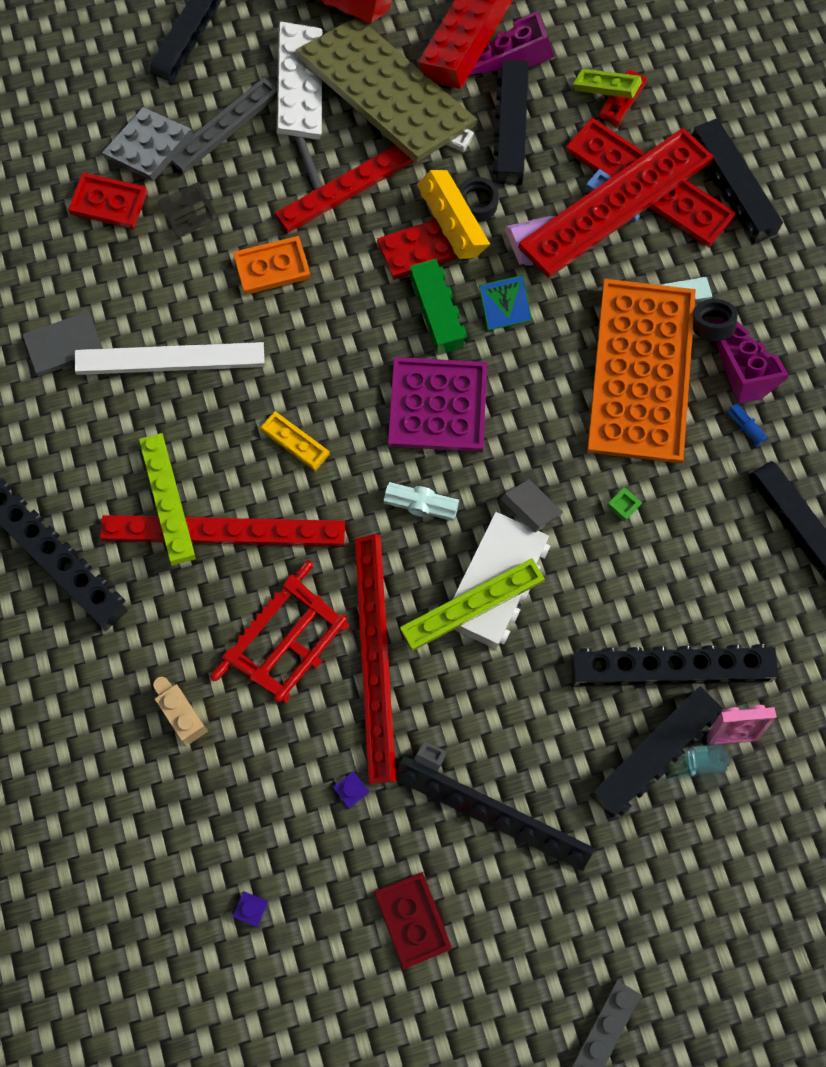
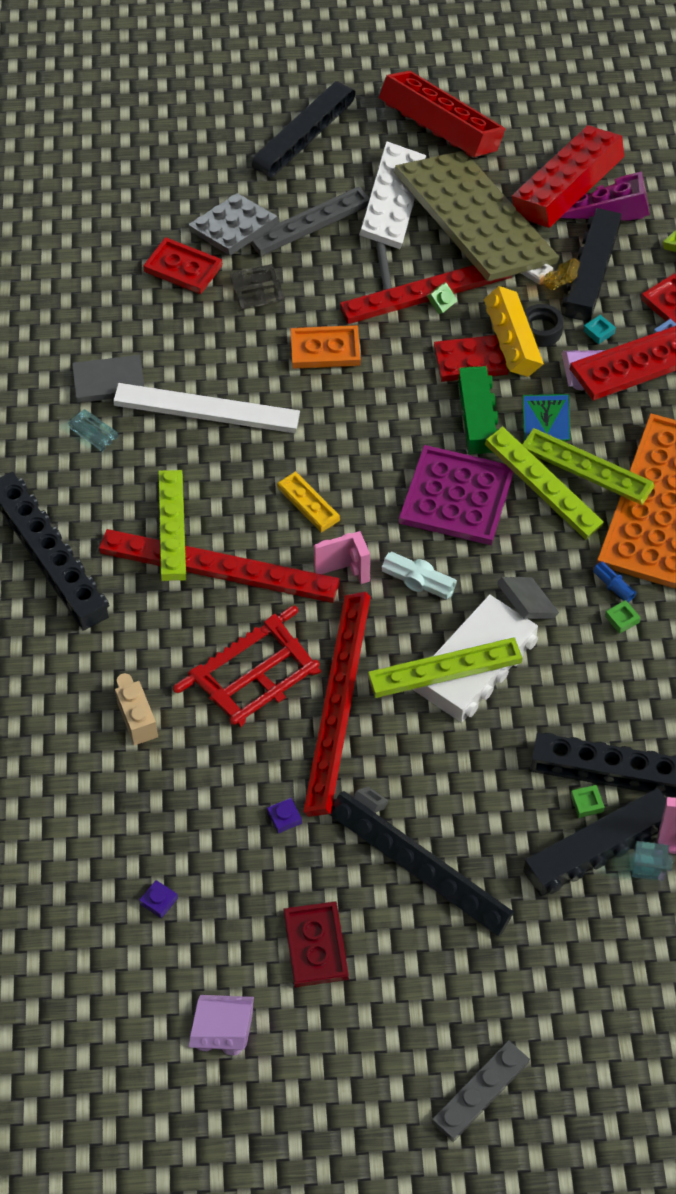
camera: 15 degrees right, 15 degrees down
(77, 413) = (90, 432): none -> clear light blue tile
(343, 1028) = (222, 1023): none -> lavender slope
(347, 492) = (342, 553): none -> bright pink bracket
(374, 188) = (442, 298): none -> plate
(489, 140) = (565, 274): none -> clear yellow plate
(519, 375) = (544, 483): none -> lime plate
(533, 193) = (599, 329): none -> teal plate
(557, 349) = (588, 466): none -> lime plate
(608, 468) = (614, 582): none -> blue axle
(634, 710) = (587, 801): none -> bright green plate

